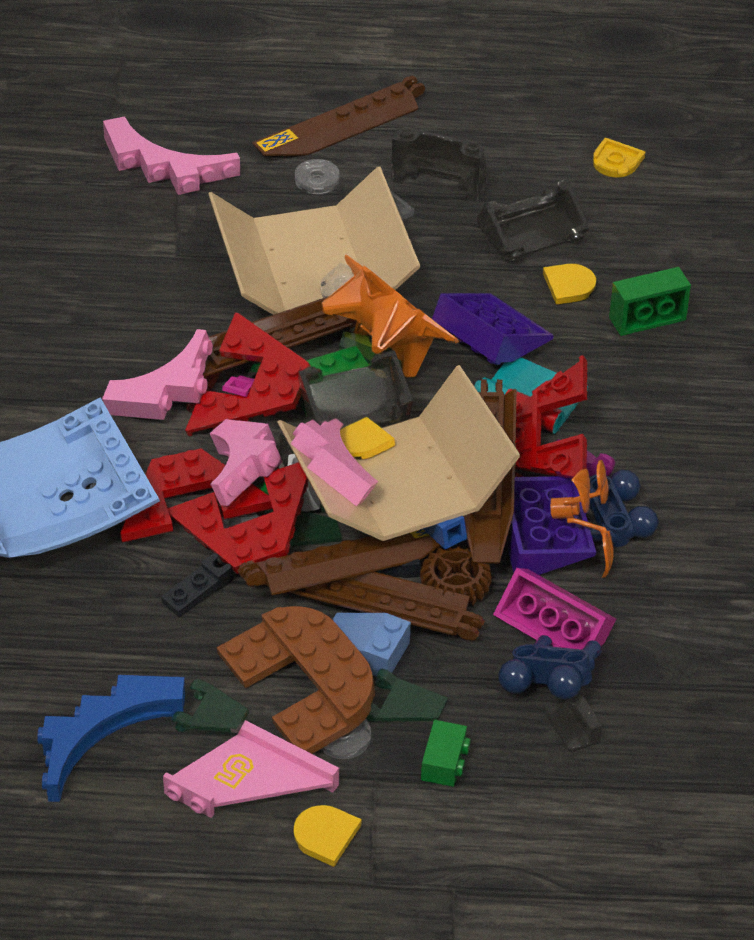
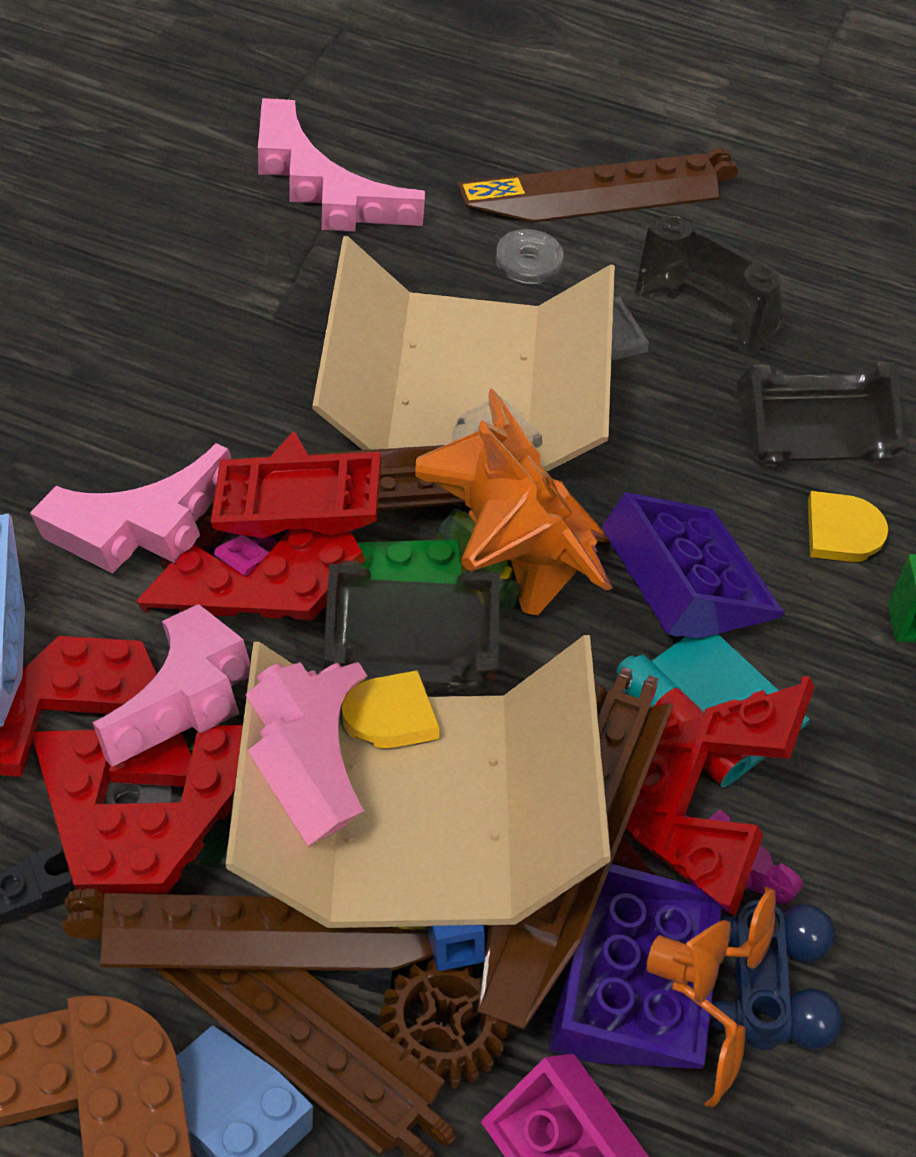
camera: 15 degrees right, 5 degrees up
(259, 341) = (297, 493): none -> red slope

